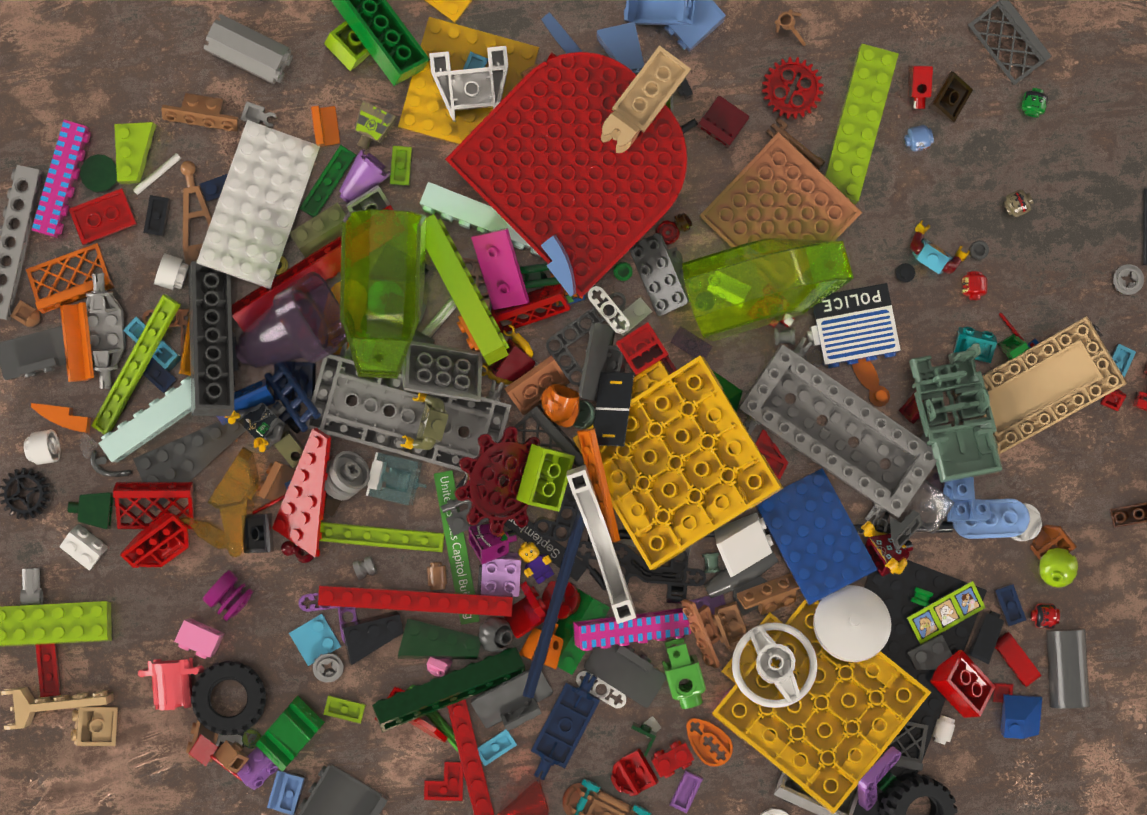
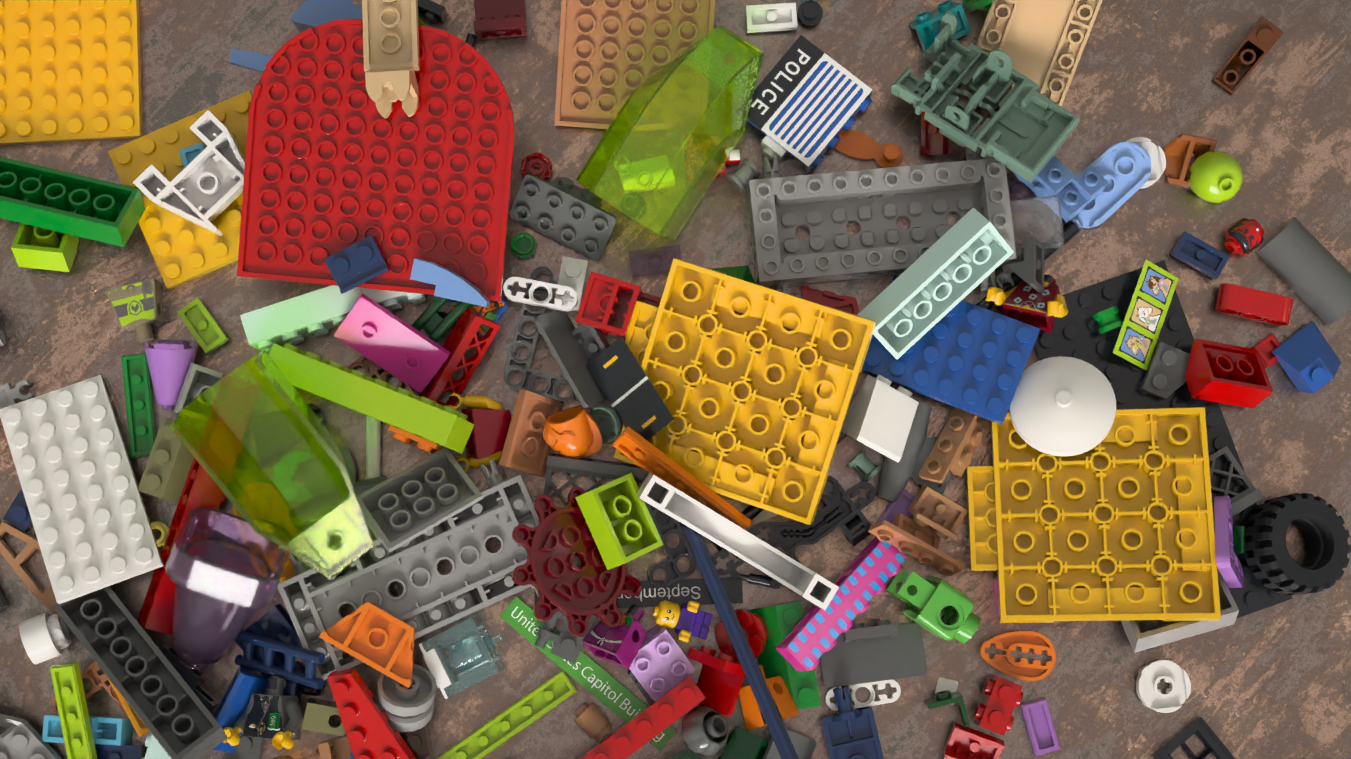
camera: 45 degrees left, 5 degrees down
(325, 126) = (89, 350): orange panel -> none
(355, 431) = (376, 640): none -> orange wing
(431, 425) = (451, 565): olive torso -> none
(517, 210) = (357, 264): none -> dark blue plate
(683, 222) = (543, 144): reddish brown plate -> none
(782, 676) = (1042, 518): white piece -> none
(837, 494) = (936, 282): none -> light aqua brick
(880, 256) = (771, 17): none -> white plate
(943, 729) = (1244, 437): white brick -> none
(985, 637) = (1205, 308): black slope -> none

